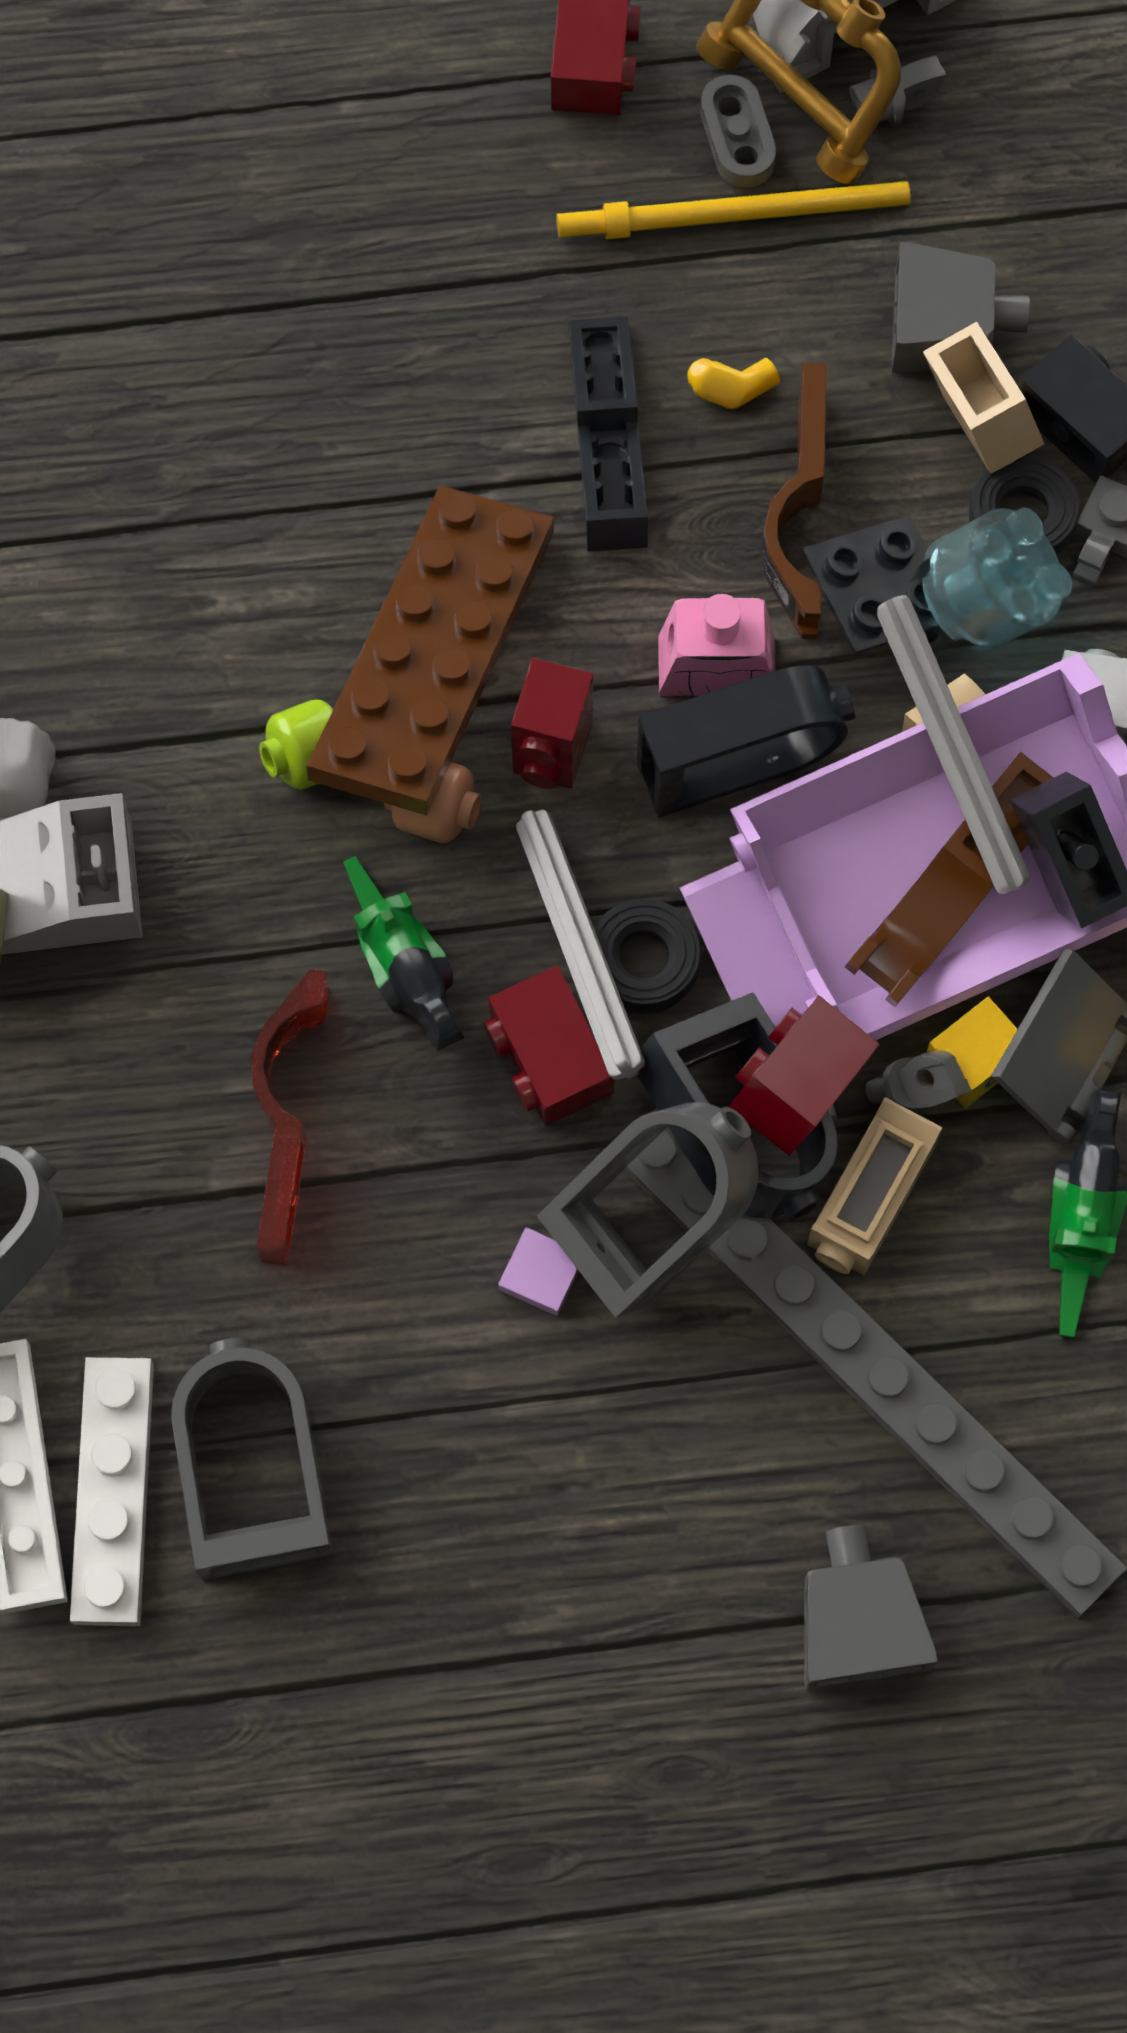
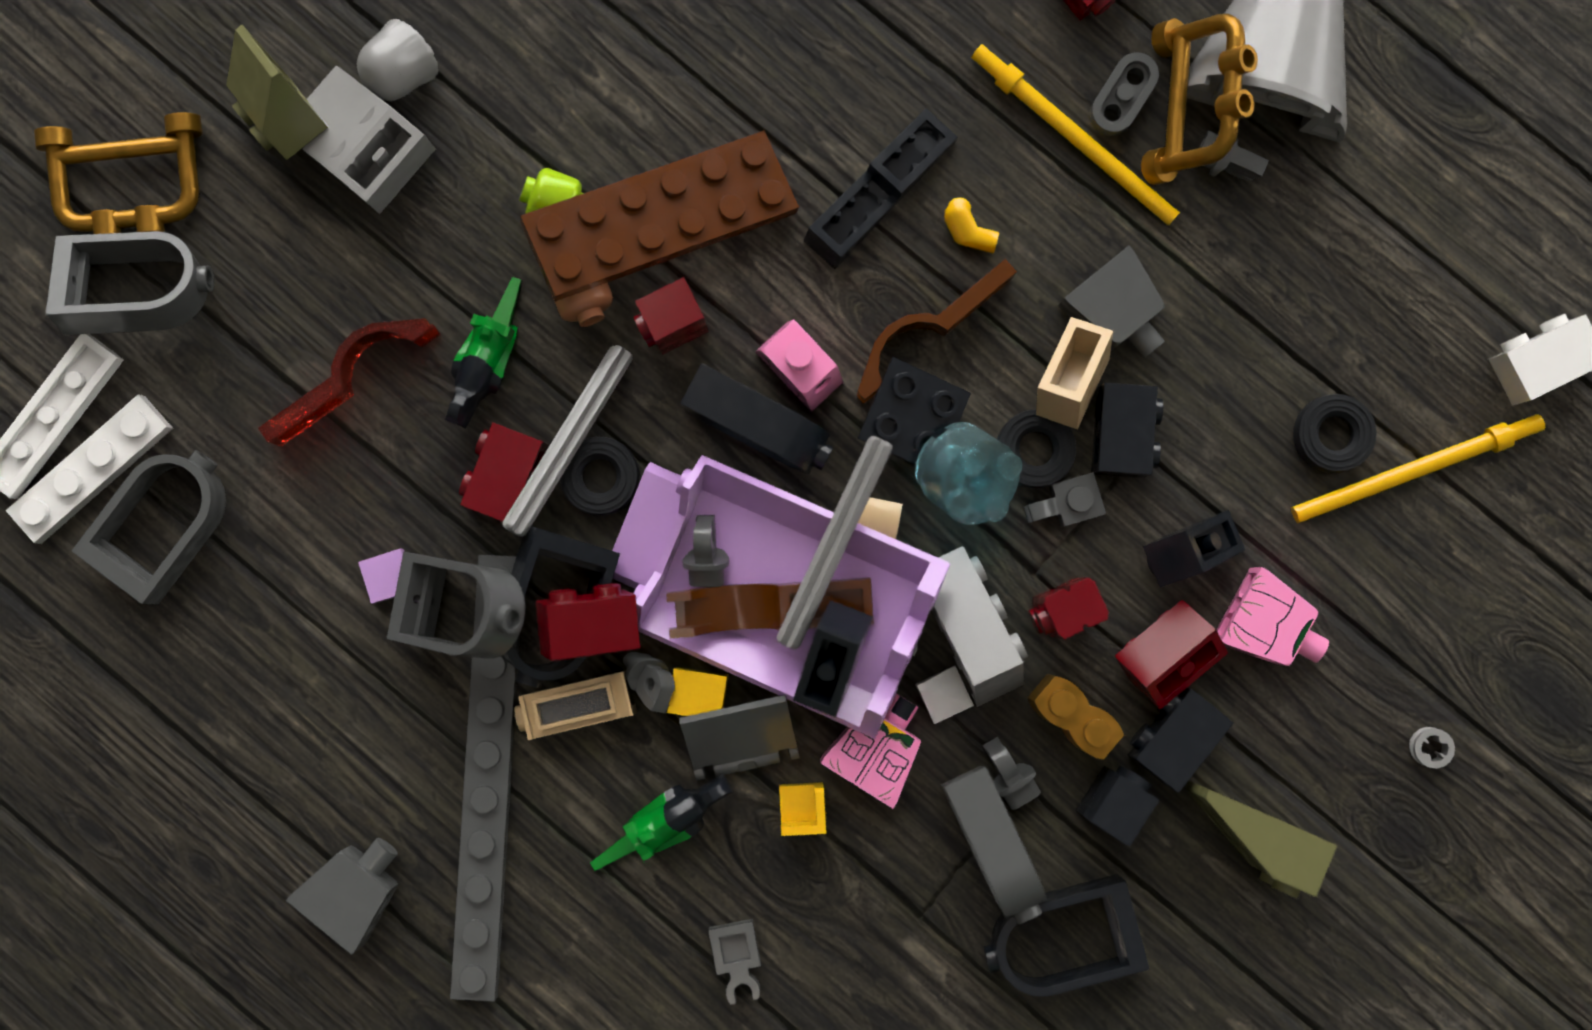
camera: 50 degrees right, 15 degrees up
(843, 911) = (705, 561): none -> dark grey piece

